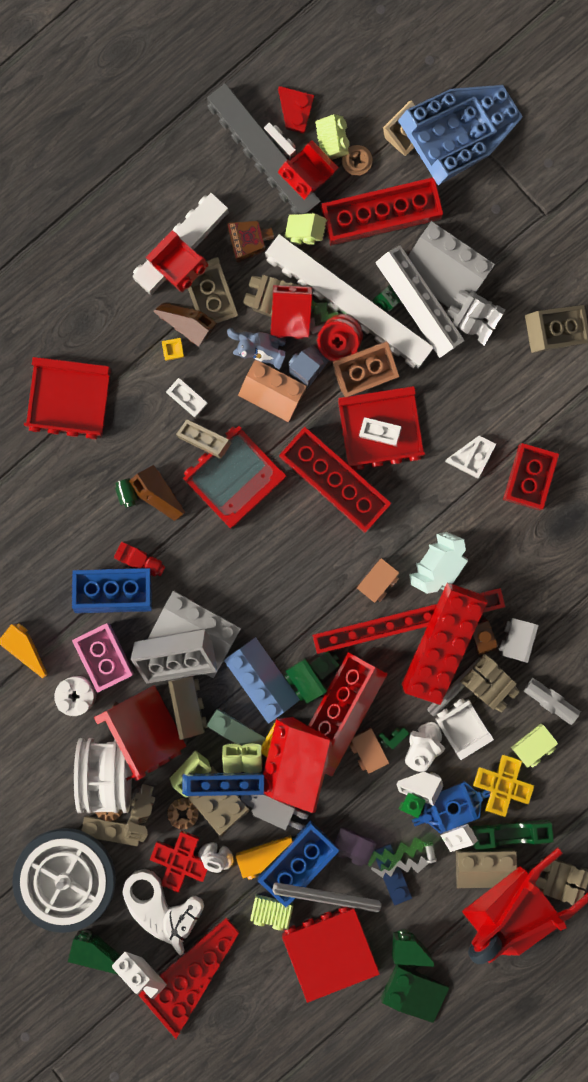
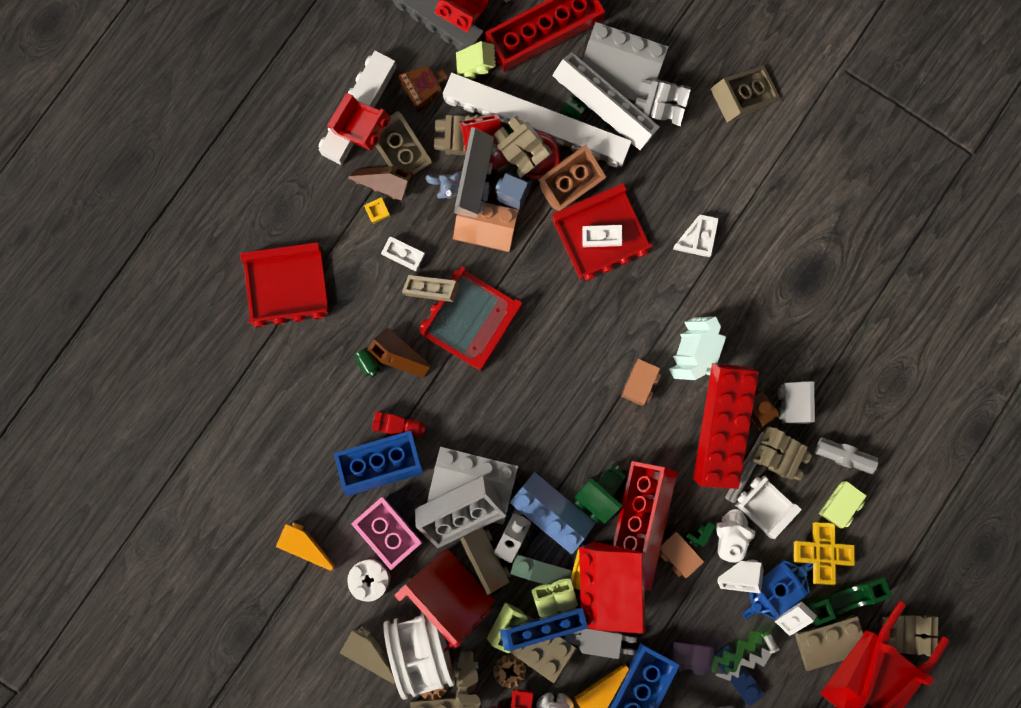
camera: 20 degrees left, 5 degrees down
(56, 761) = (367, 652): none -> dark tan slope
(221, 690) = (515, 532): none -> light grey torso
(272, 342) = (474, 173): none -> light grey slope
(322, 325) = (519, 143): none -> dark tan hips
(334, 479) = (570, 294): red brick -> none
(389, 625) = (663, 424): red brick -> none
(412, 805) = (739, 598): green bracket -> none
(530, 476) = (761, 240): red brick -> none

